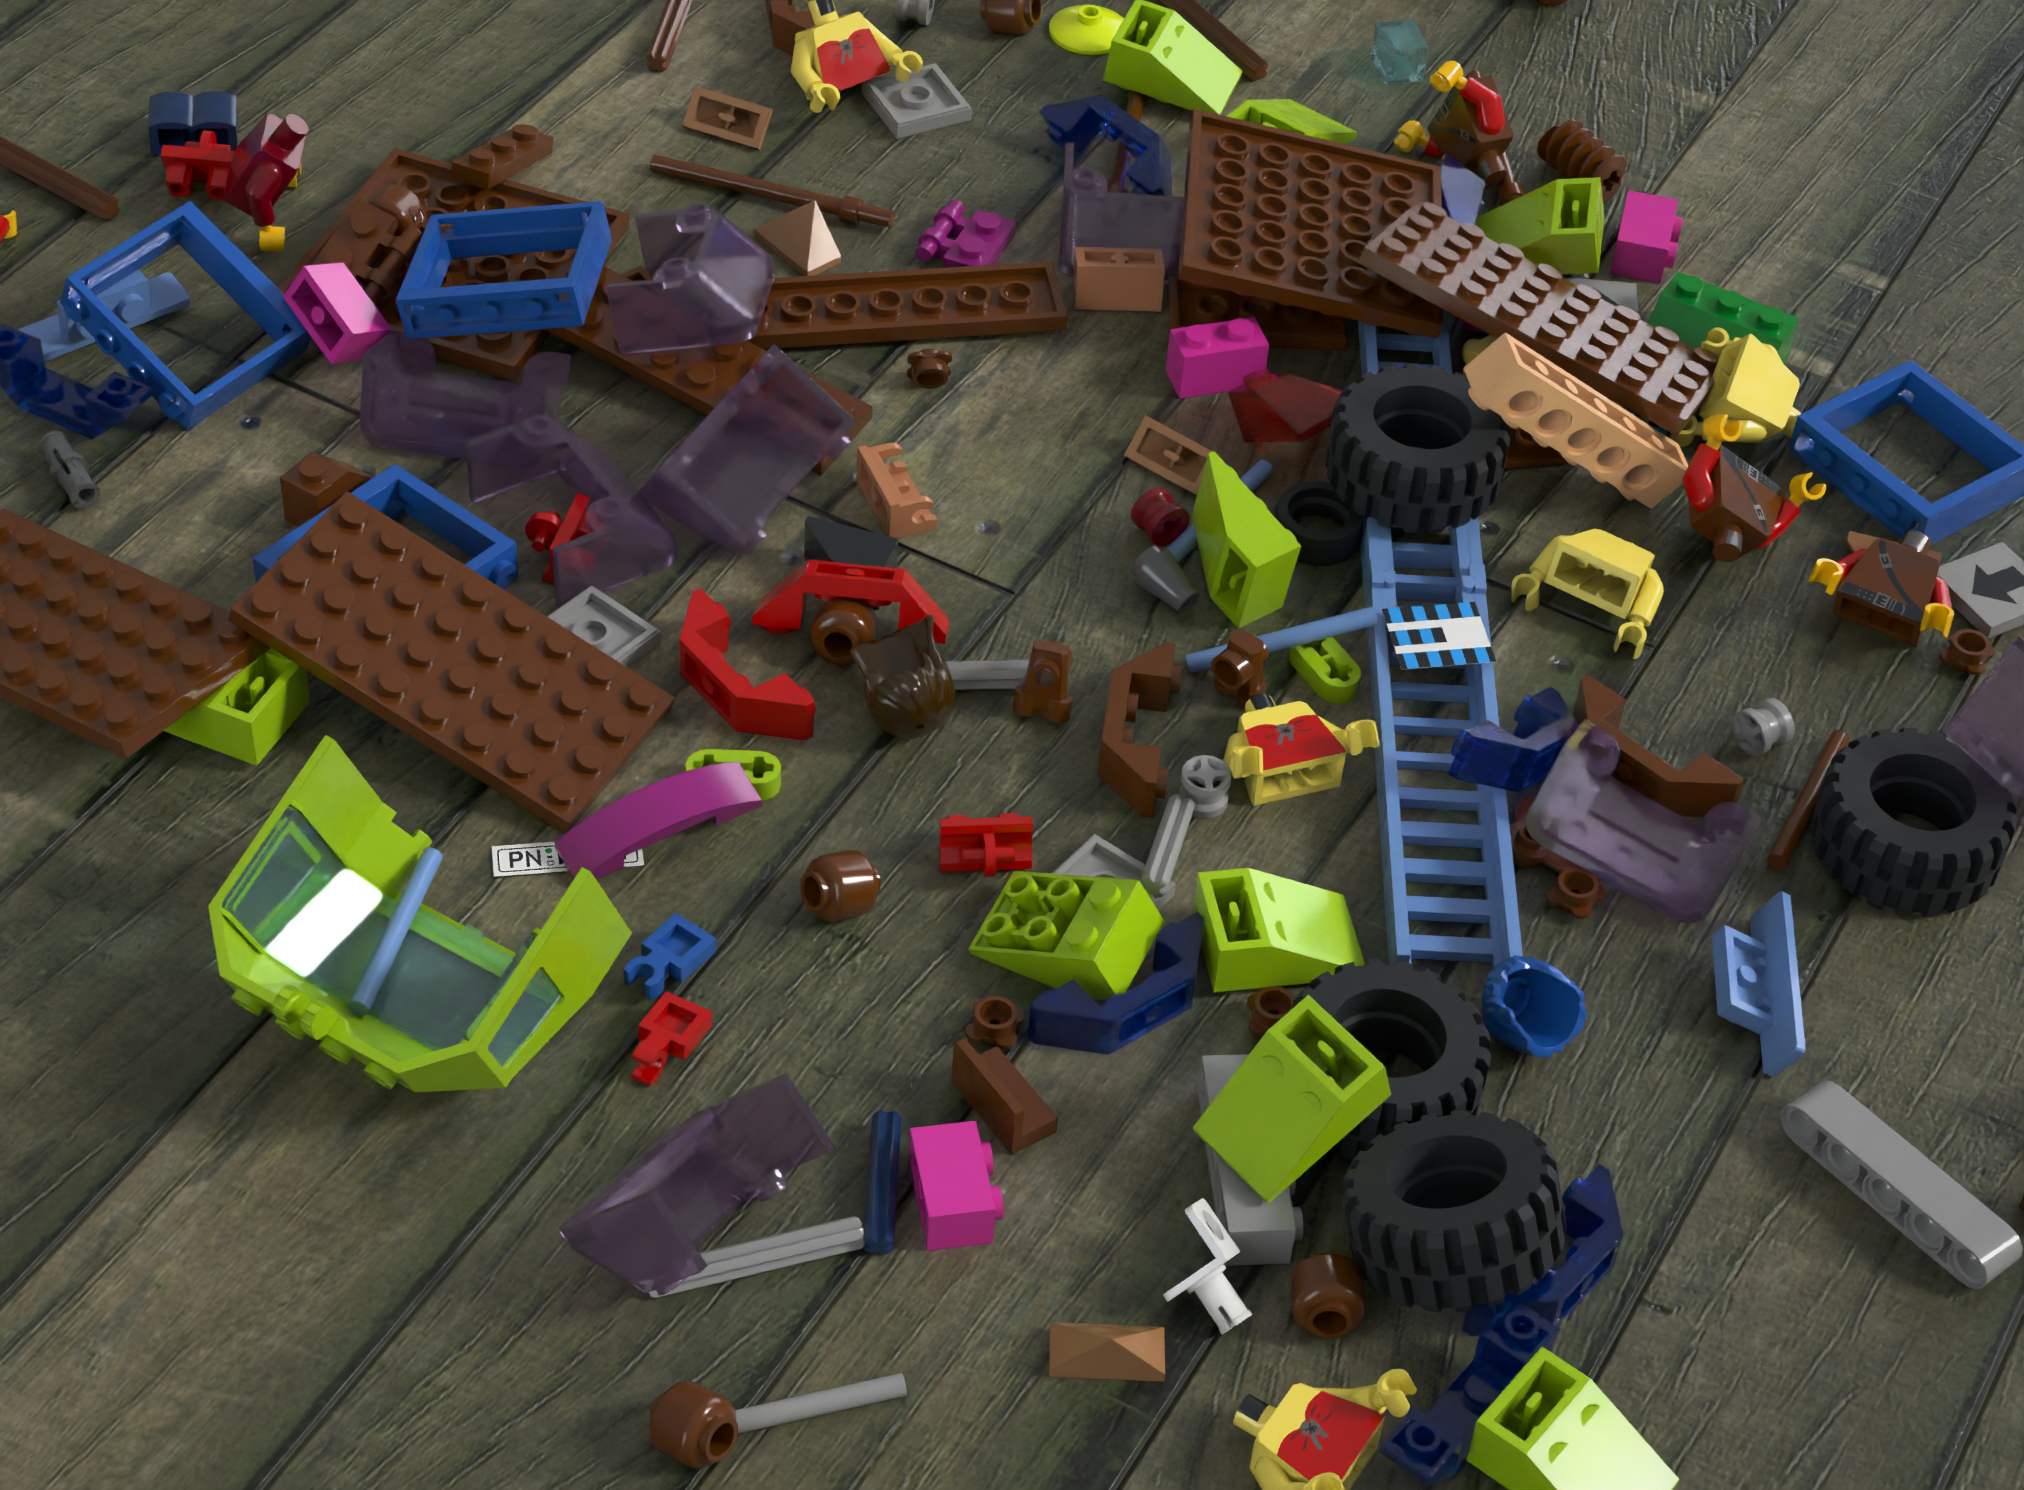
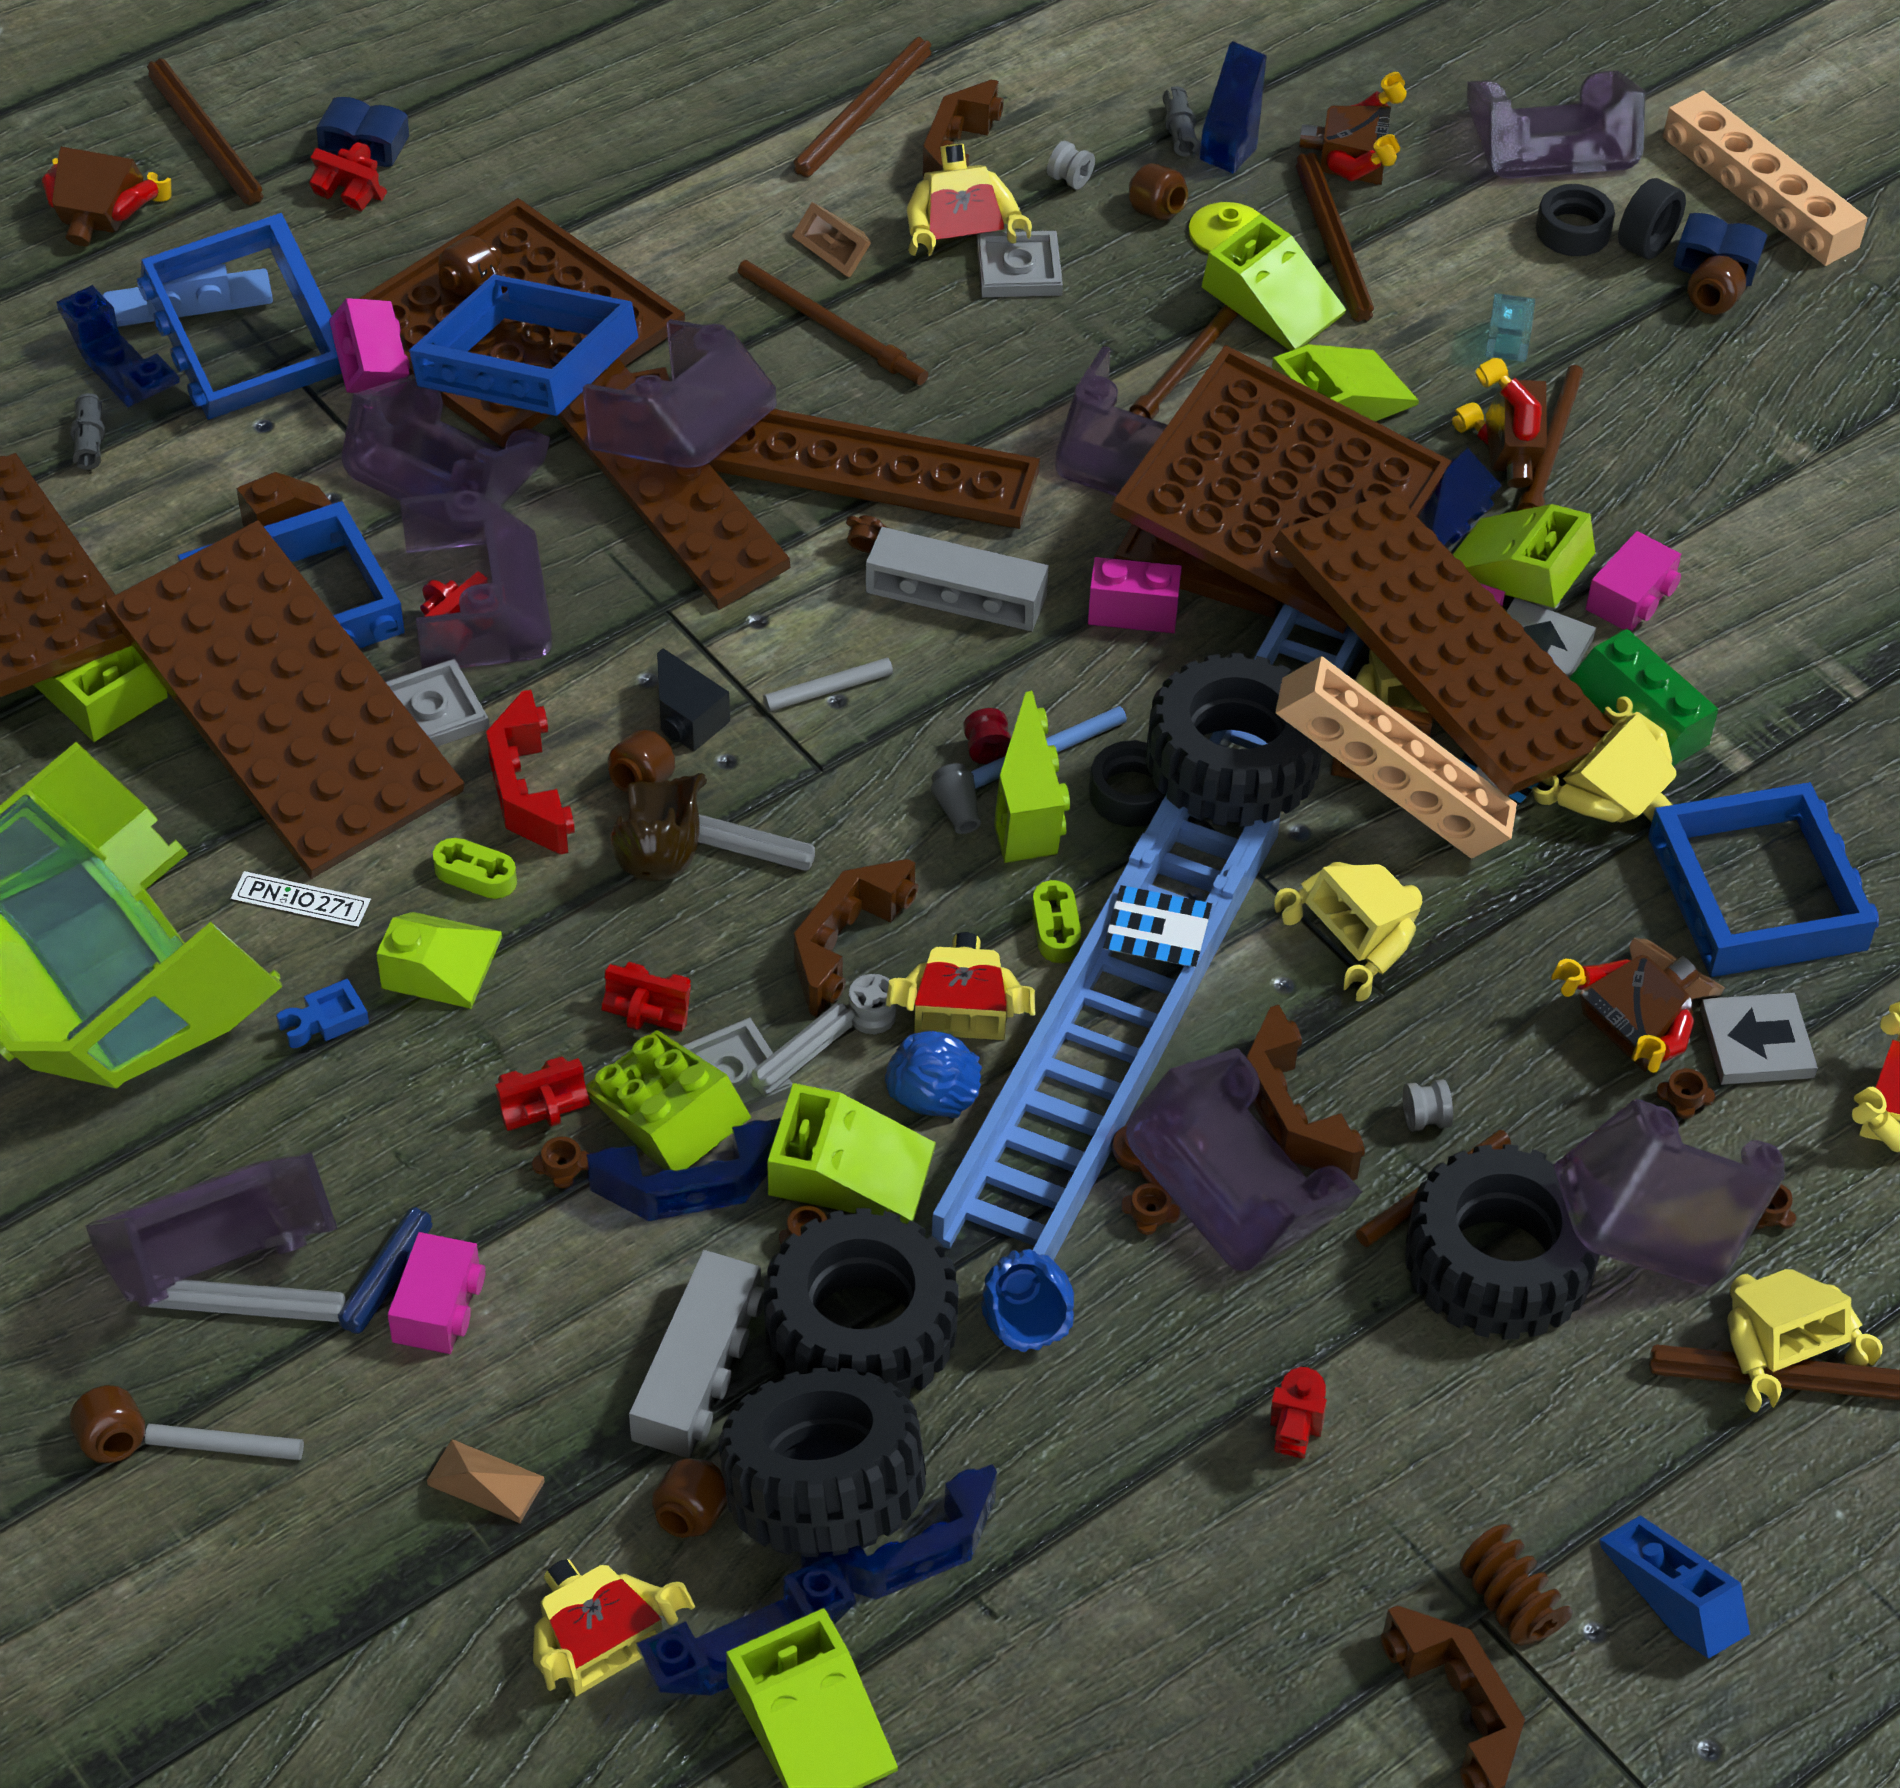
camera: 25 degrees right, 5 degrees up
(263, 169) = (385, 186): dark red torso -> none
(362, 238) = (419, 287): reddish brown plate -> none
(395, 932) = (111, 923): medium blue bar -> none
(502, 157) = (605, 230): reddish brown plate -> none
(654, 814) = (383, 884): magenta slope -> none
(668, 1028) = (283, 1080): red plate -> none
(749, 871) = (436, 958): none -> lime slope
(750, 454) = (643, 576): clear purple windscreen -> none
(785, 604) = (671, 725): red slope -> none
(801, 240) = (828, 379): medium nougat slope -> none
(840, 885) = (499, 997): reddish brown head -> none
(893, 492) = (767, 644): nougat hinge -> none
(942, 963) = (542, 1094): none -> red hips
(973, 513) = (827, 684): none -> light grey bar
(978, 239) = (990, 422): magenta plate -> none
(1001, 1096) = (529, 1230): reddish brown panel -> none
(1041, 386) = (956, 578): none -> light grey brick
(1045, 691) = (783, 864): reddish brown plate -> none
(1084, 118) = (1158, 324): clear blue slope -> none
(1118, 279) = (1085, 490): nougat hinge -> none
(1168, 454) = (1041, 671): medium nougat slope -> none
(1210, 1282) = (594, 1447): white bracket -> none
(1240, 667) = (965, 901): reddish brown plate -> none
(1282, 407) = (1151, 655): clear red slope -> none
(1292, 1099) = (732, 1315): lime slope -> none
(1295, 635) = (1020, 886): medium blue bar -> none
(1306, 832) = (934, 1074): none -> blue hair
(1519, 760) = (1121, 1060): clear blue slope -> none
(1581, 155) = (1621, 487): reddish brown piece -> none
(1735, 501) = (1536, 876): torso -> none
(1761, 982) = (1259, 1343): medium blue bracket -> none
(1838, 1028) = (1298, 1411): none -> red hips
(1901, 1184) = (1272, 1577): light grey beam -> none

